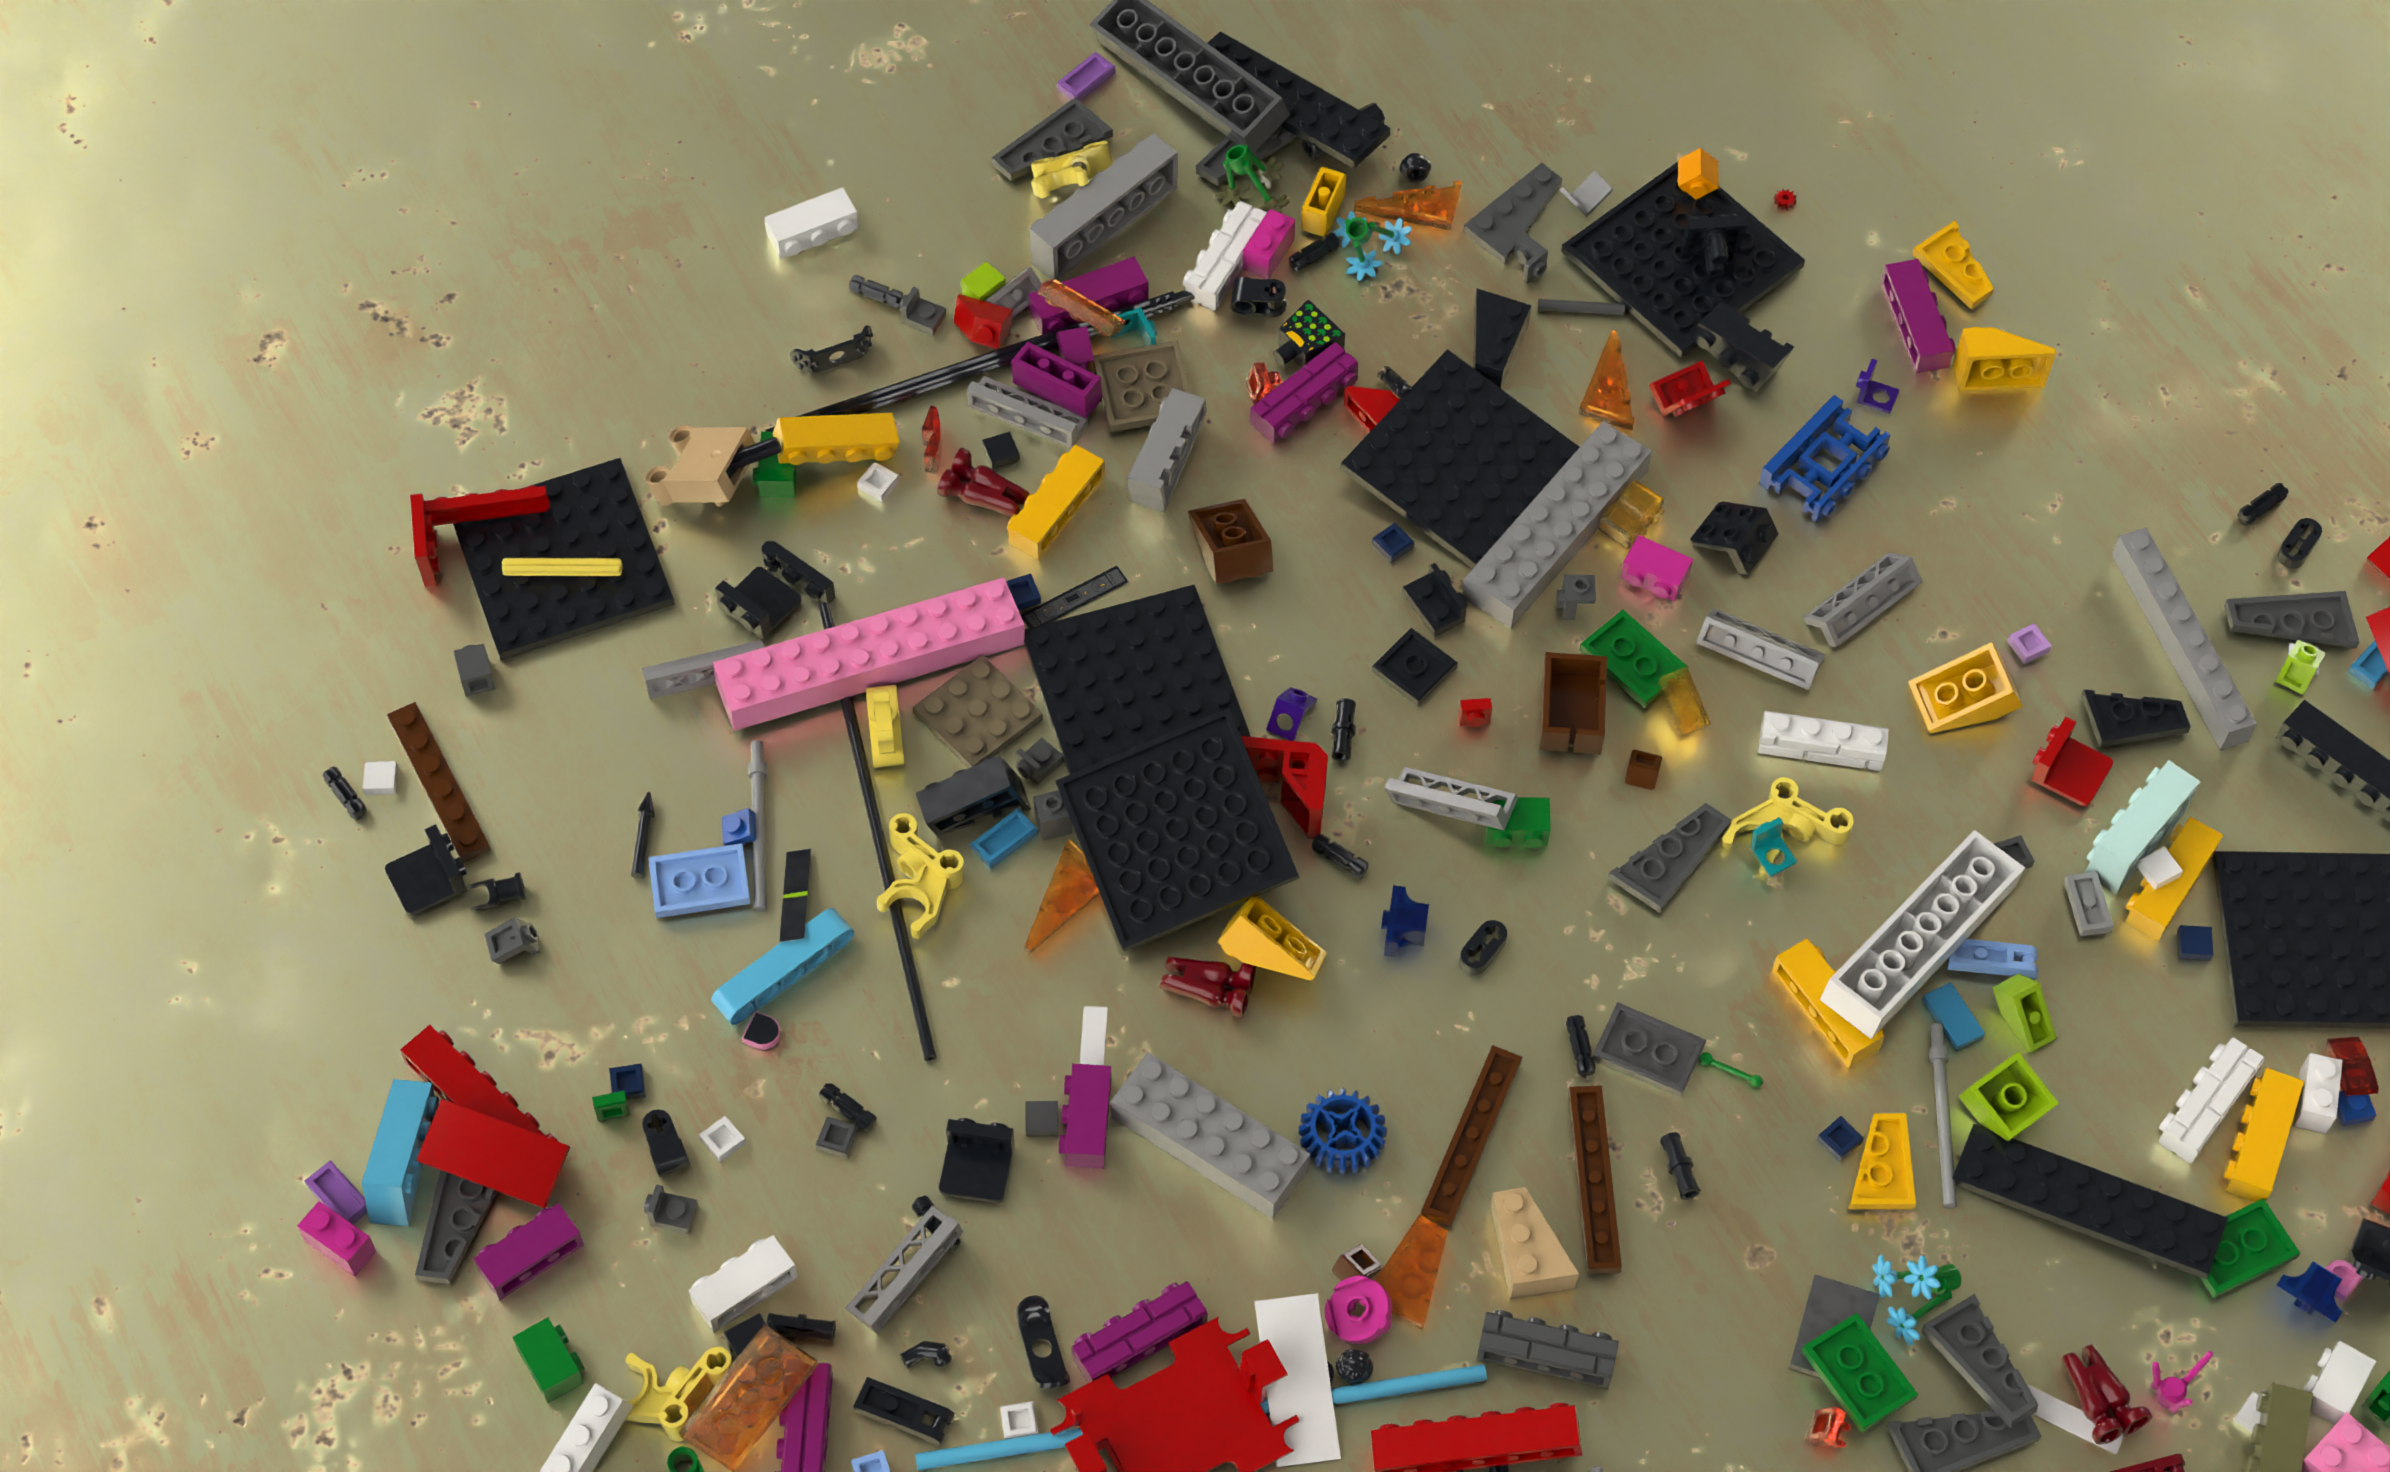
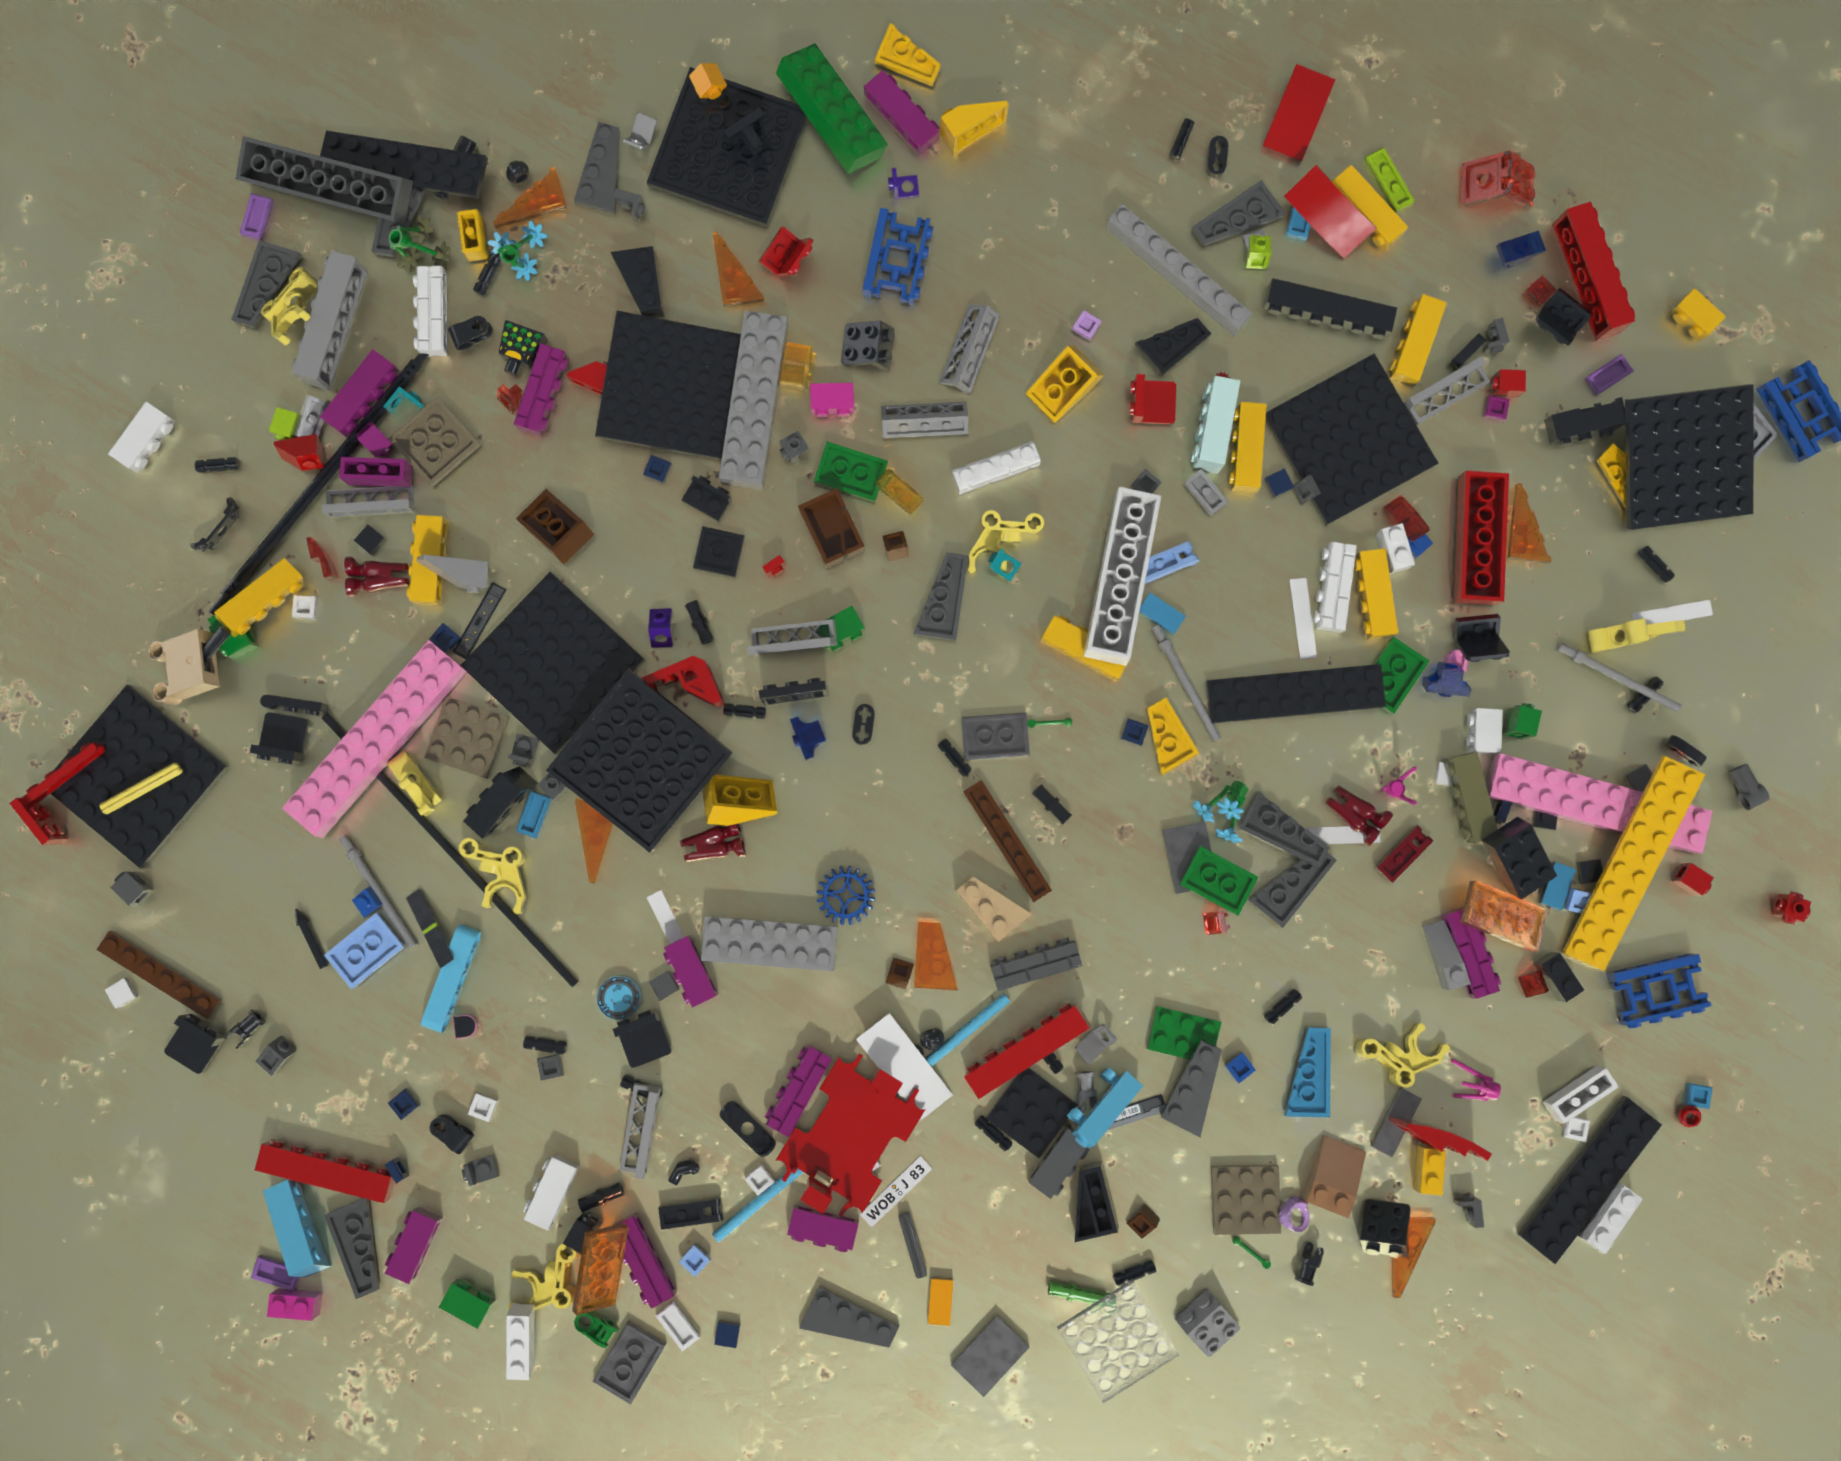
camera: 35 degrees left, 25 degrees up
(344, 792) = (105, 1016): black axle -> none
(493, 1153) = (354, 1208): red slope -> none
(569, 1138) = (397, 1170): none -> dark blue tile
(611, 1105) = (404, 1127): green tile -> none
(690, 671) = (271, 808): light grey fence -> none
(921, 313) = (256, 465): dark grey bracket -> none
(976, 1097) = (618, 997): none -> tile
(1081, 308) = (361, 411): clear orange plate -> none
(1086, 525) = (460, 572): none -> light grey slope
(1166, 450) = (477, 485): light grey wedge -> none
(1268, 244) = (454, 287): dark pink brick -> none
(1375, 1319) = (922, 993): dark pink plate -> none
(1394, 381) = (595, 351): black axle -> none
(1417, 852) = (793, 692): none -> black plate
(1471, 1136) = (922, 853): reddish brown plate -> none
(1581, 307) = (682, 222): dark grey bar -> none
(1740, 347) = (802, 204): black wedge -> none
(1788, 203) = (771, 66): red piece -> none
(1832, 270) = (831, 108): none -> green brick
(2009, 1098) = (1221, 655): lime slope -> none
(2025, 1011) = (1202, 588): lime slope -> none
(2146, 1121) = (1303, 618): none -> white sticker
(2159, 868) = (1240, 450): white tile -> none
(2229, 964) = (1306, 489): none -> dark grey tile

